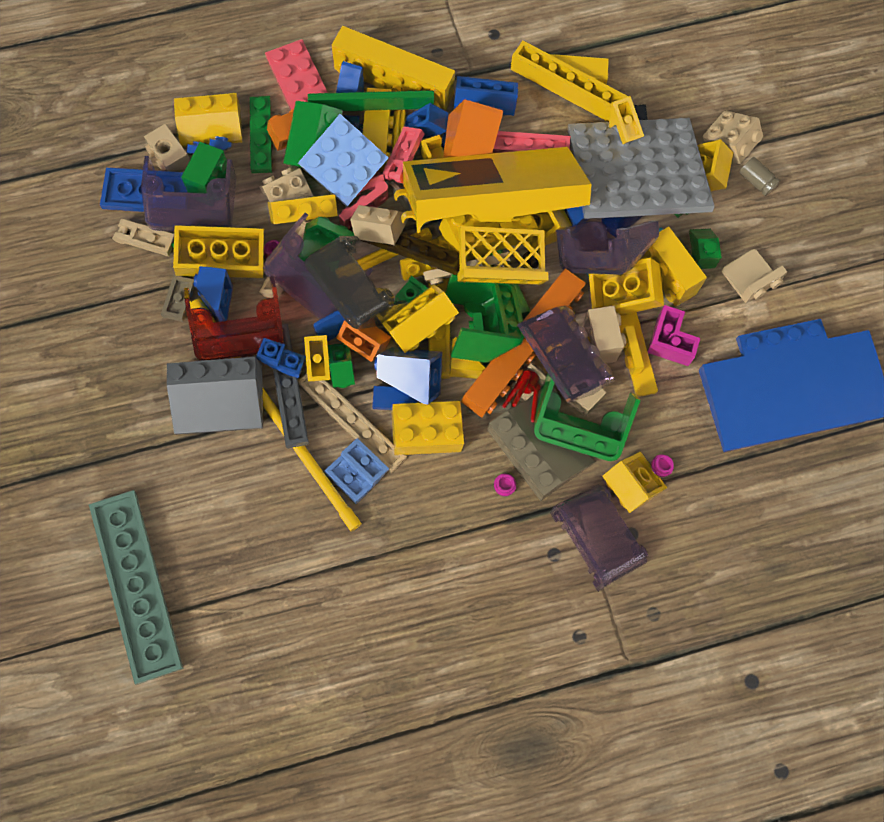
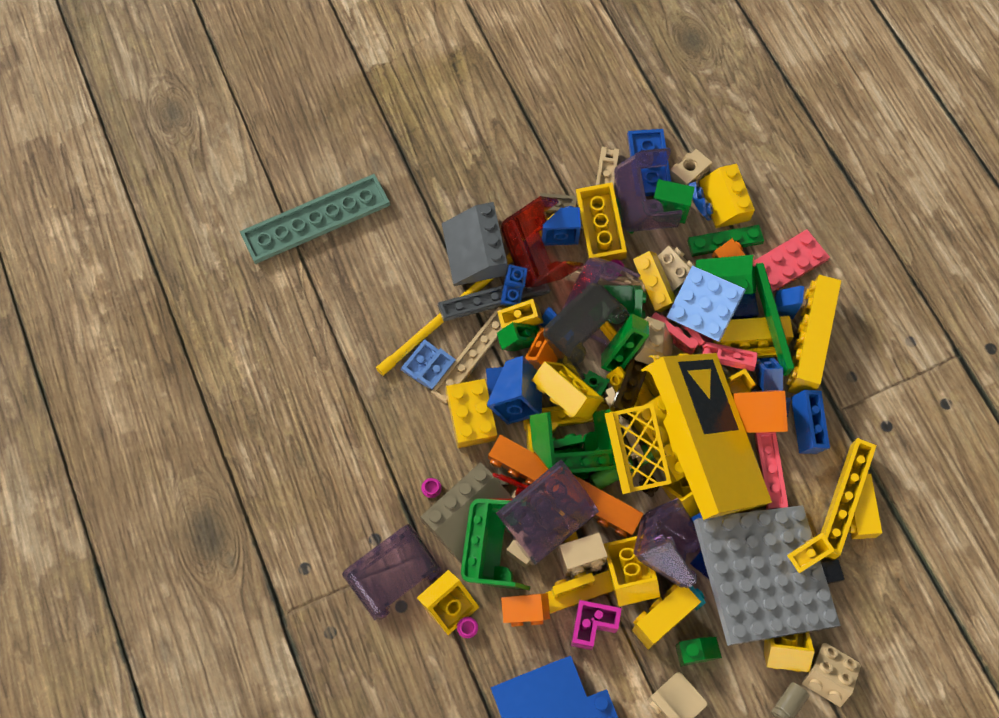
camera: 85 degrees right, 5 degrees down
(377, 249) = (625, 343): none -> green brick
(655, 399) = (525, 608): none -> orange brick

